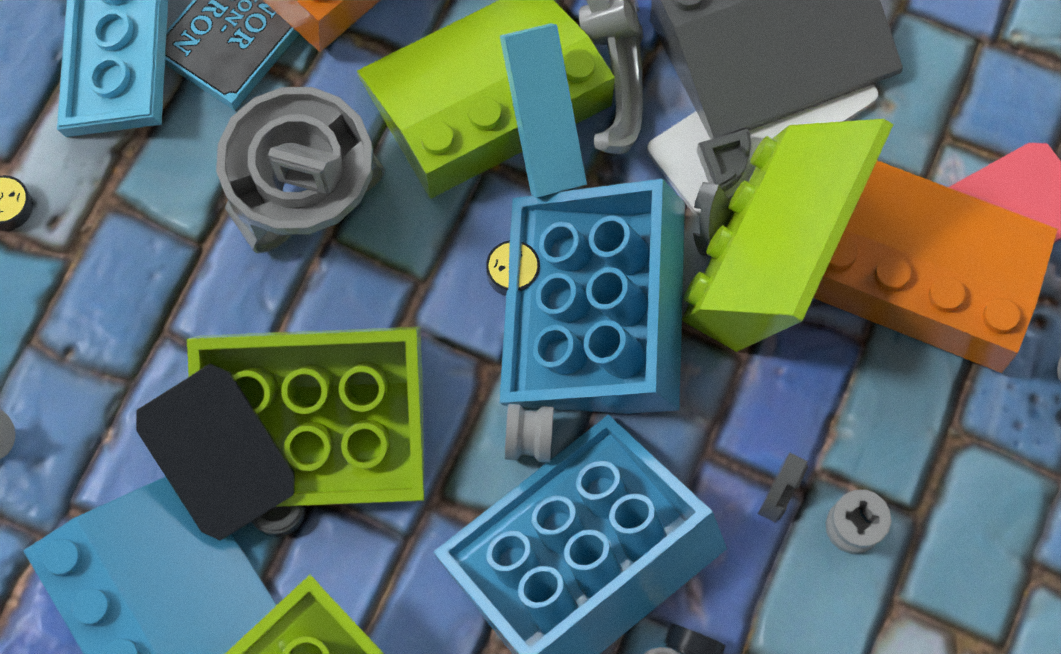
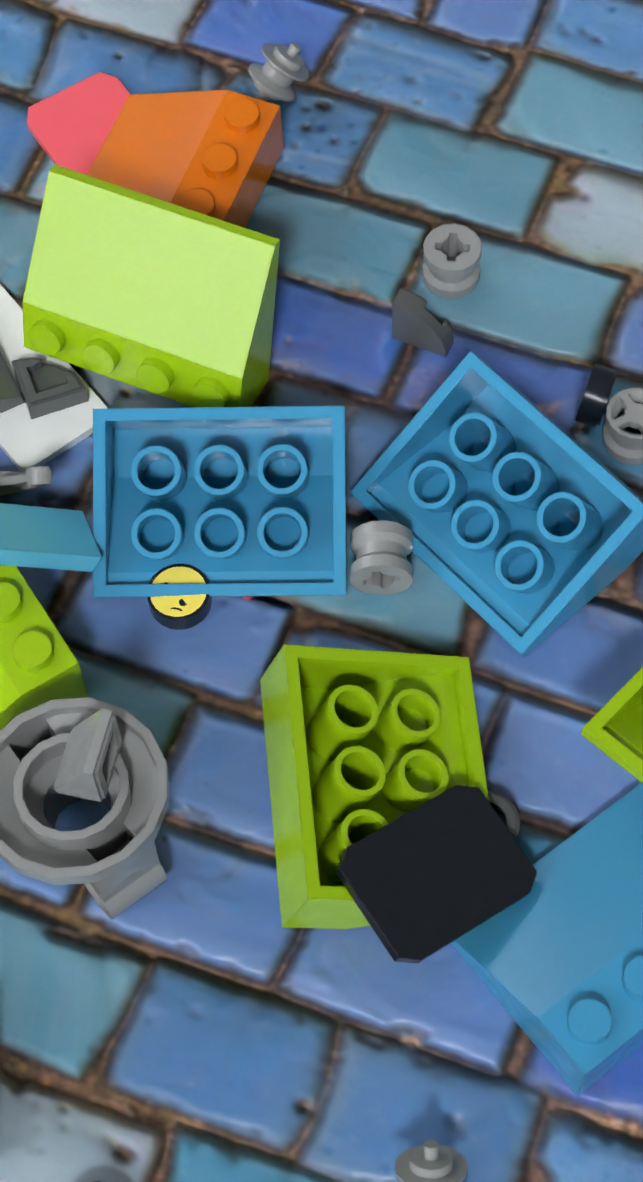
camera: 90 degrees left, 10 degrees down
(713, 214) = (119, 393): dark grey tile -> none

